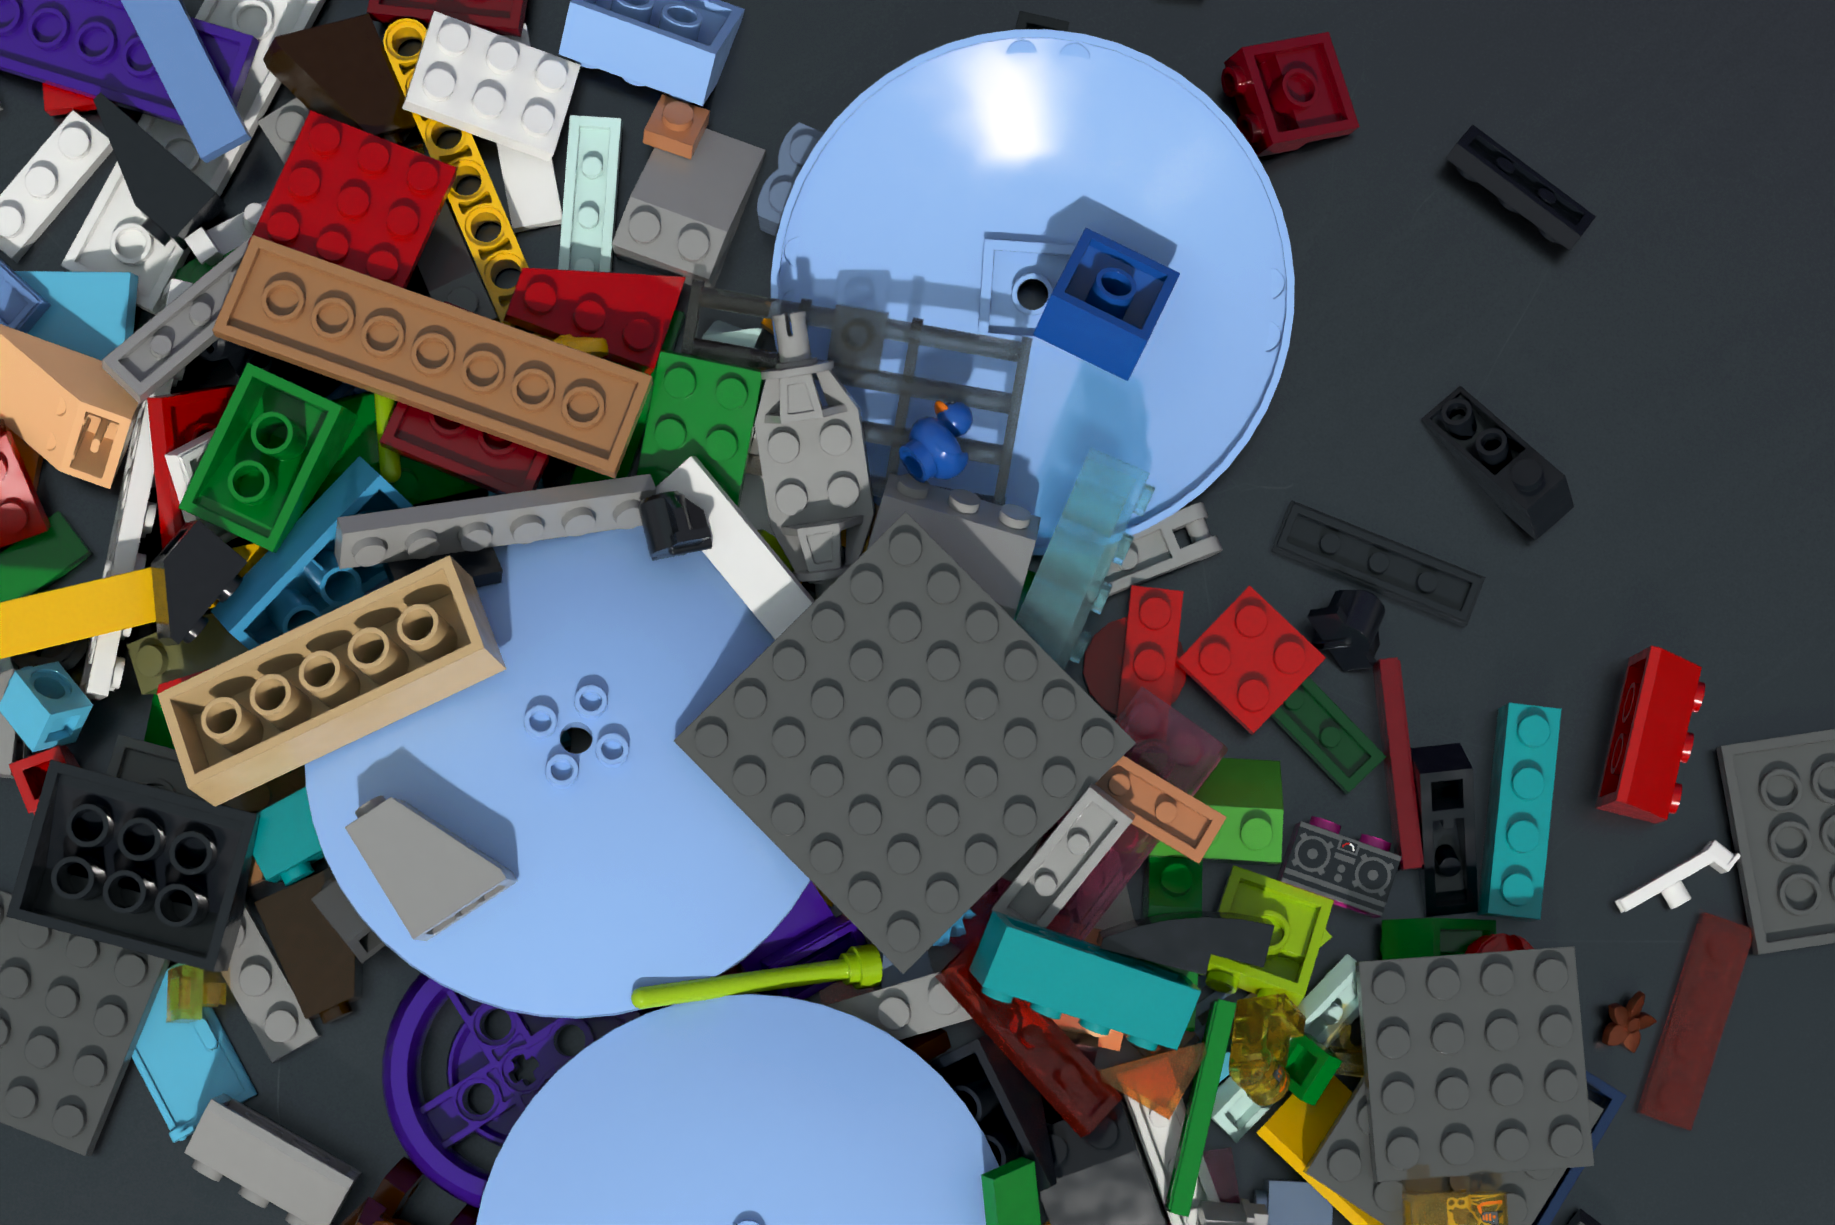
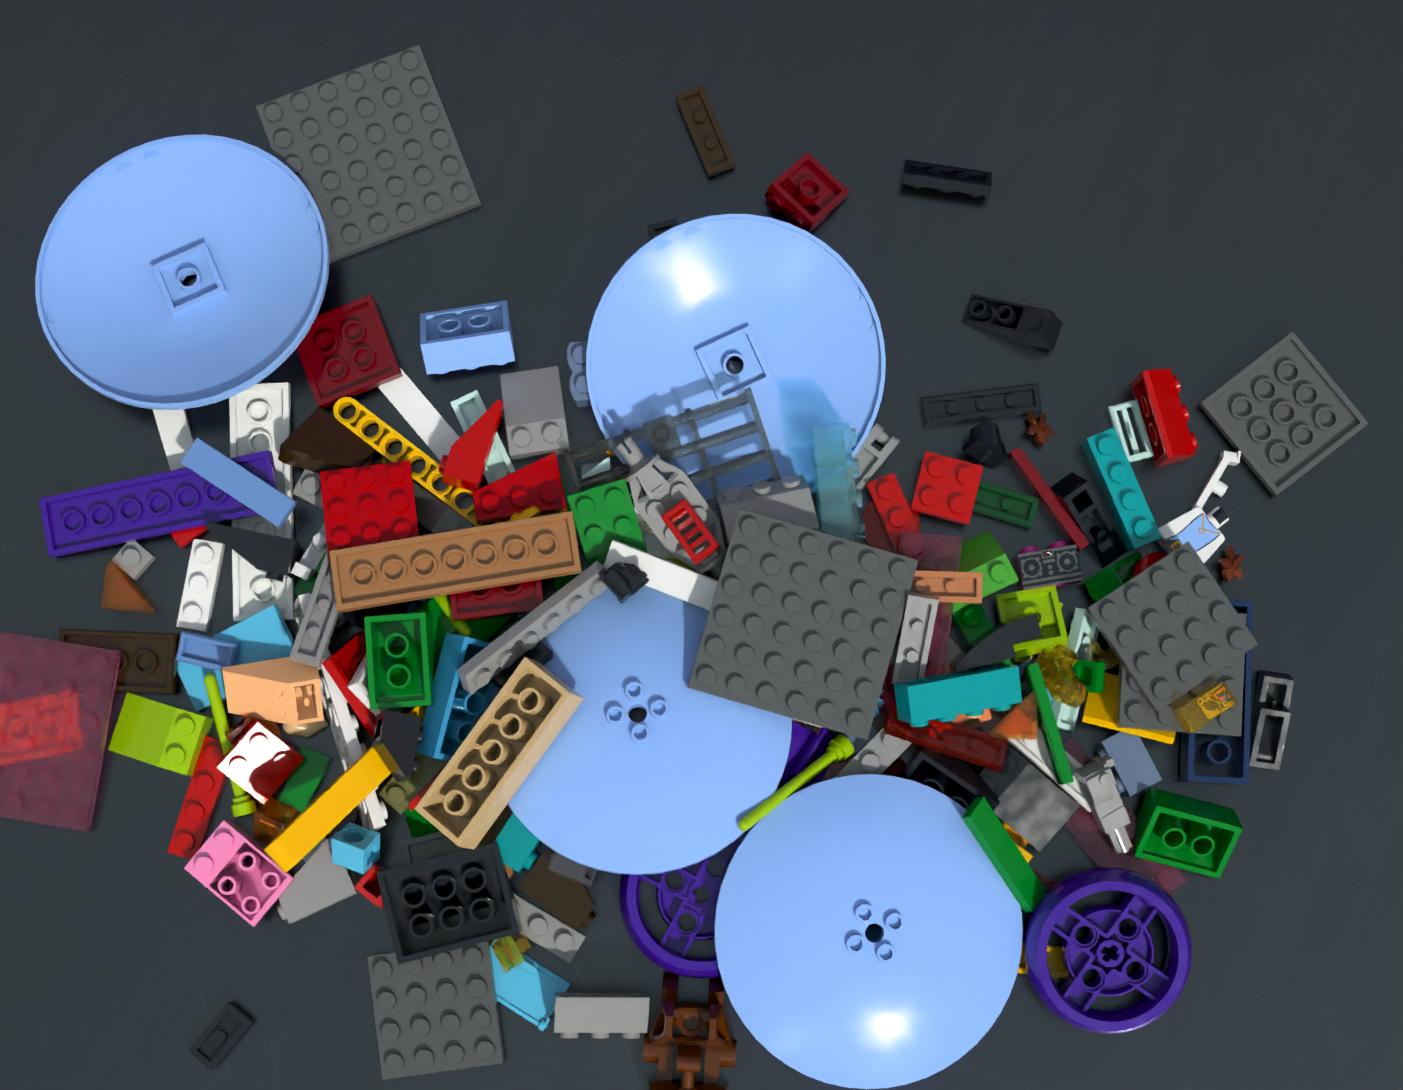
camera: 25 degrees left, 0 degrees up
(79, 490) = (306, 730): none -> tan arm
(424, 866) = (599, 819): light grey slope -> none
(491, 86) = (403, 409): white plate -> none
(557, 205) = (470, 453): none -> red slope
(676, 126) = (507, 378): nougat plate -> none
(812, 468) = (678, 512): none -> red slope
(933, 444) = (730, 467): blue animal -> none
(1106, 304) = (778, 349): blue slope -> none
(1446, 648) = (1039, 428): none -> copper plant
(1602, 940) = (1196, 528): none -> torso
(1606, 737) = (1134, 405): none -> light aqua tile
(1695, 1021) = (1264, 545): clear red plate -> none

